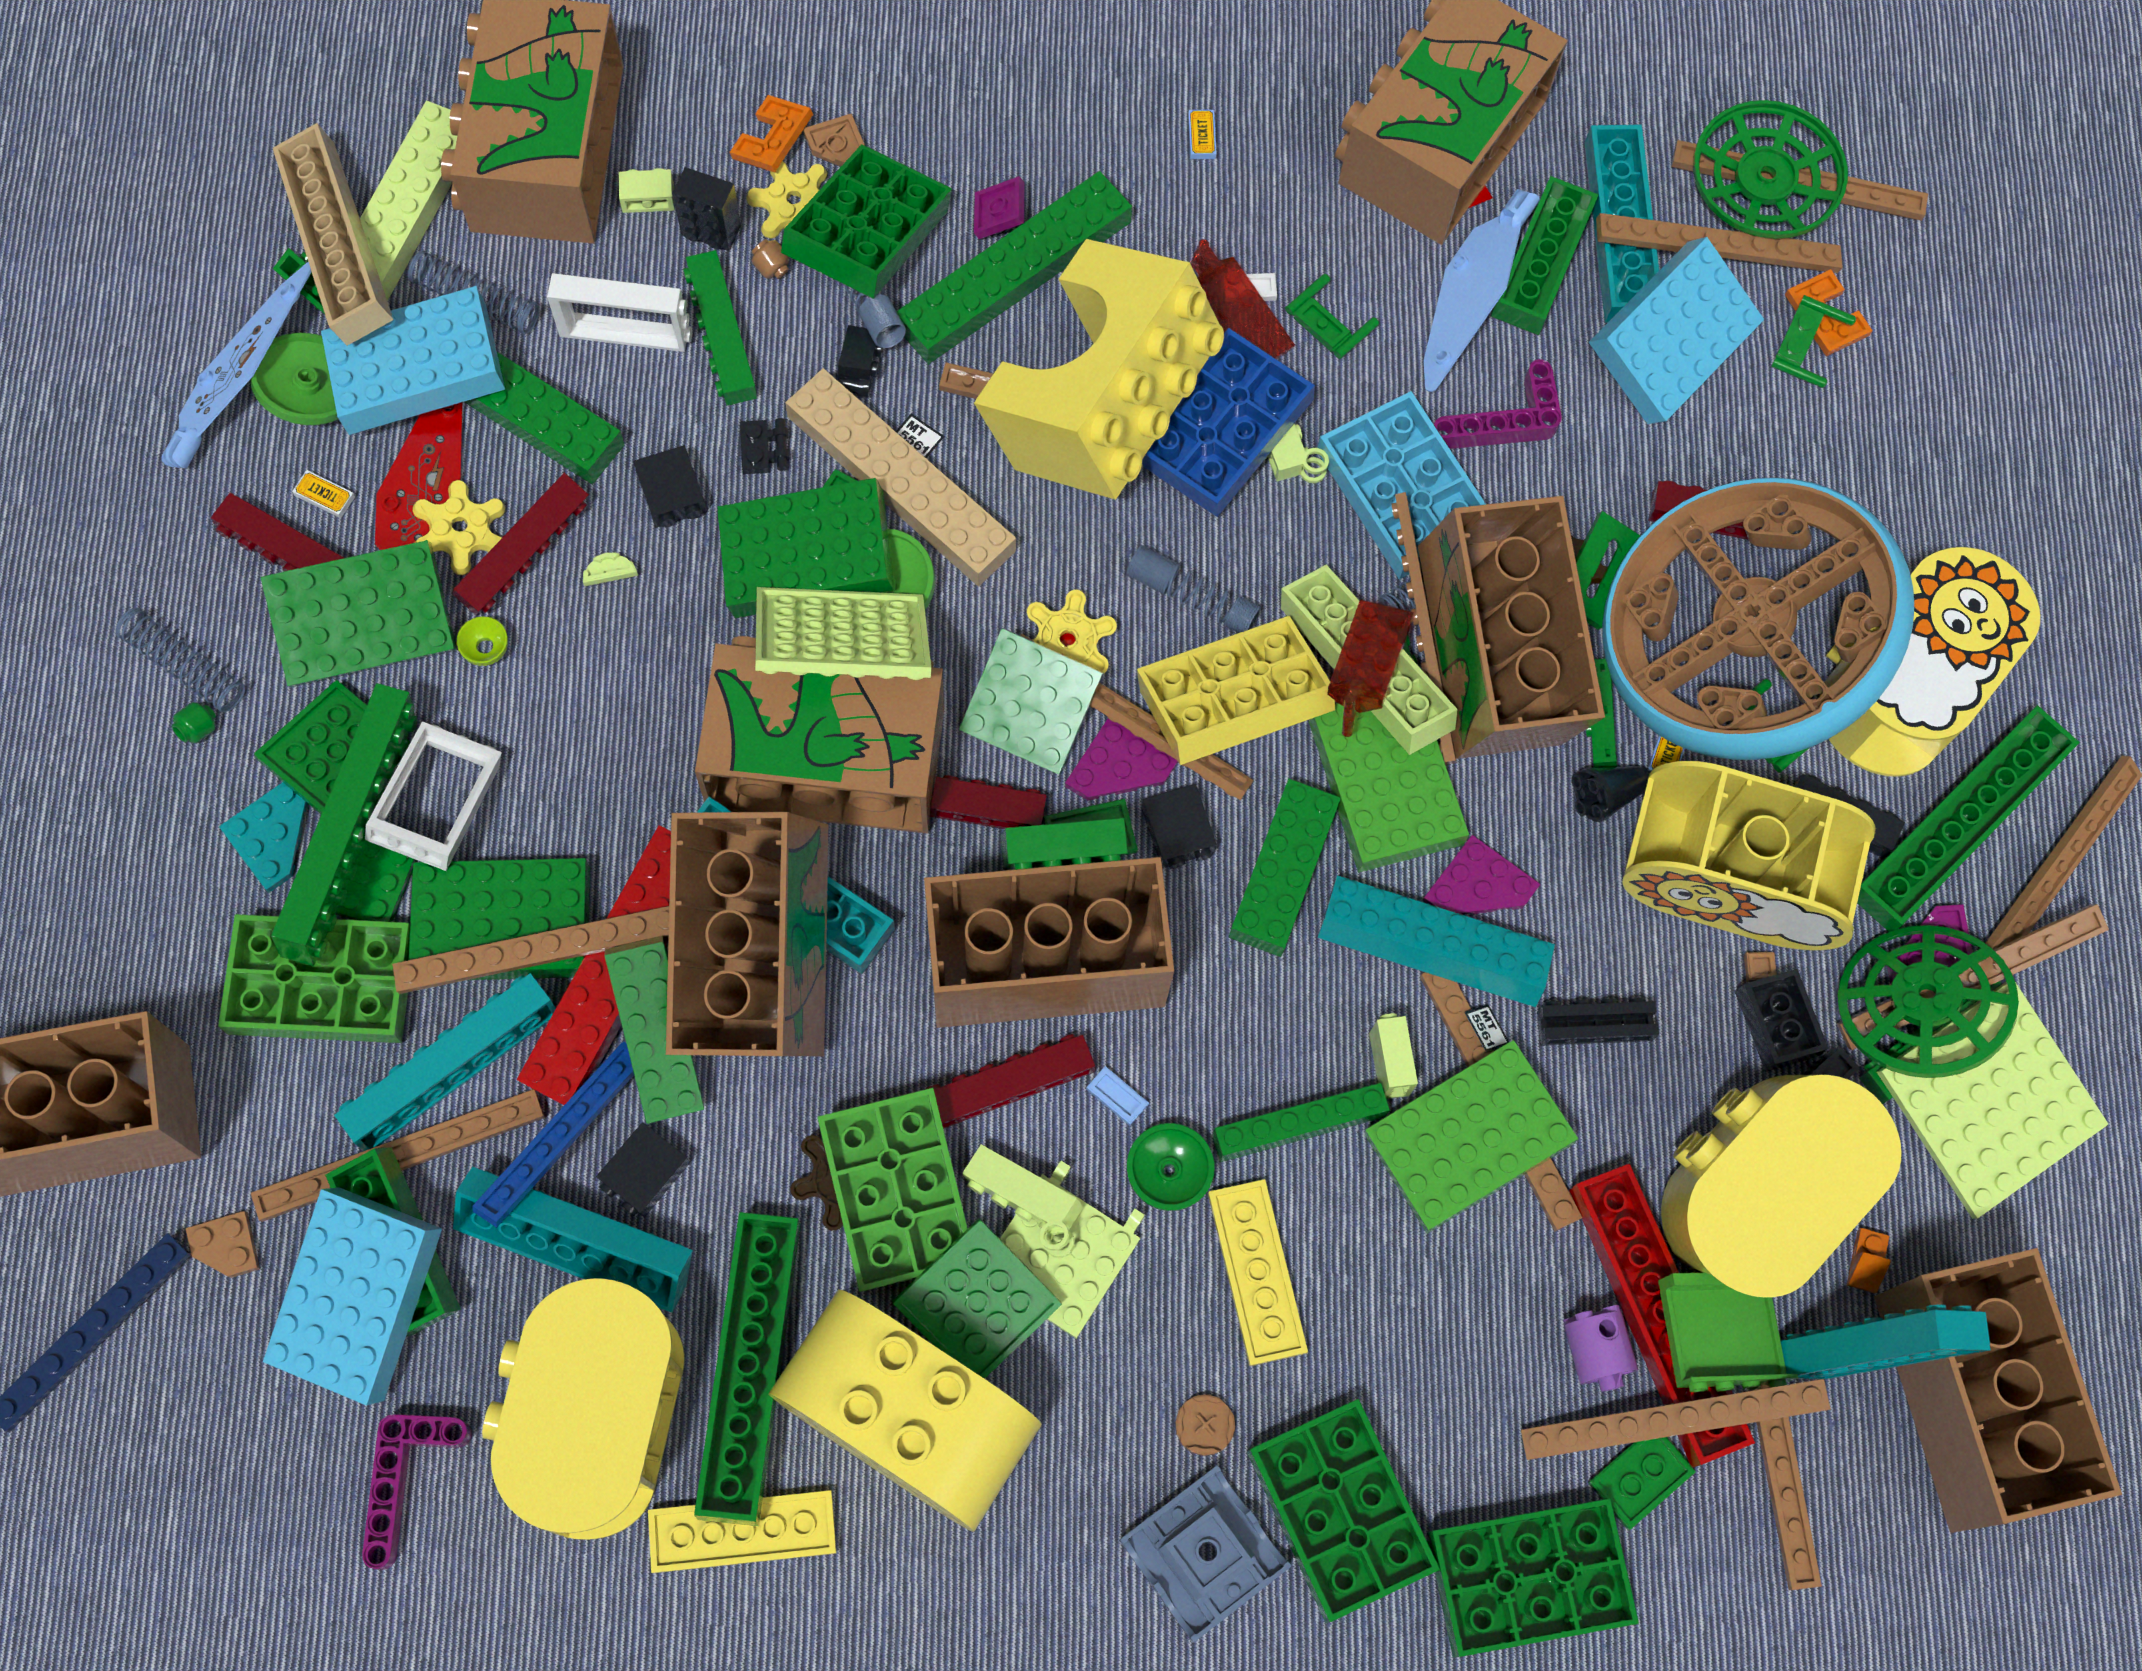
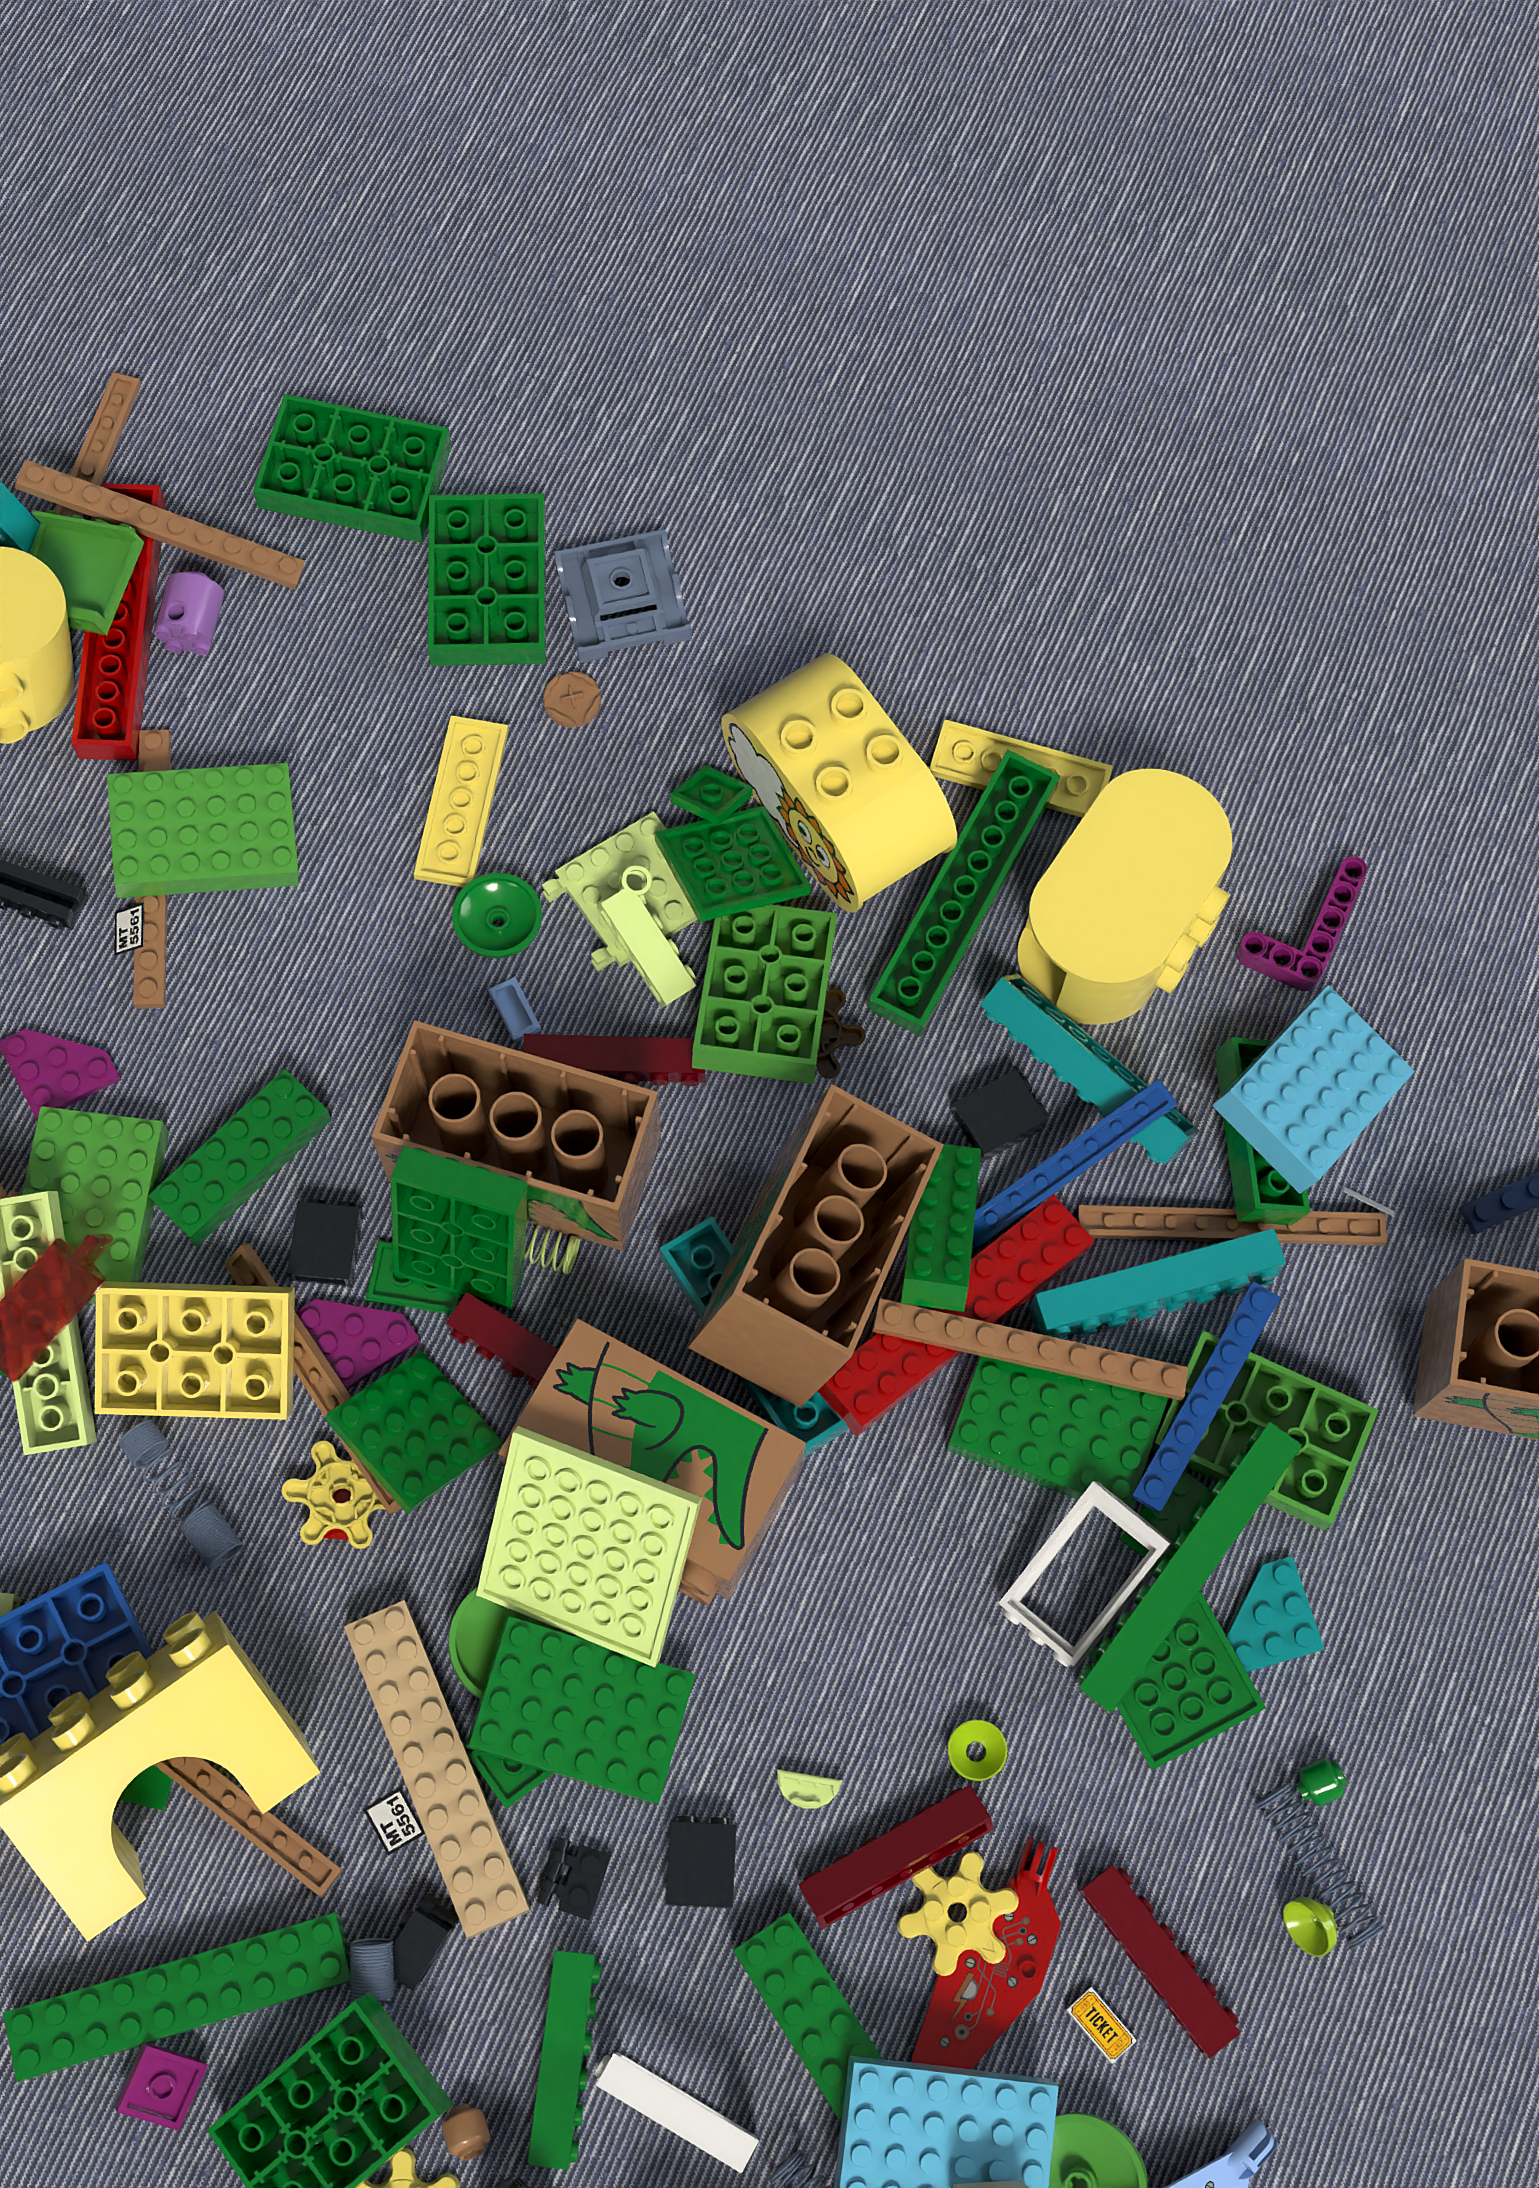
camera: 155 degrees left, 0 degrees up
(173, 614) = (1311, 1925): none -> lime piece
(225, 1244) = (1424, 1208): medium nougat plate -> none
(277, 1228) = (1368, 1201): none -> white sticker
(359, 613) = (1104, 1830): green brick -> none
(373, 978) = (1205, 1397): none -> blue plate
(1028, 1370) = (711, 794): none -> green plate
(1300, 1122) = (353, 910): green brick -> none
(1393, 1056) = (235, 928): yellowish green brick -> none
(1437, 941) = (132, 1021): teal brick -> none
(1641, 1479) = (222, 506): green tile -> none

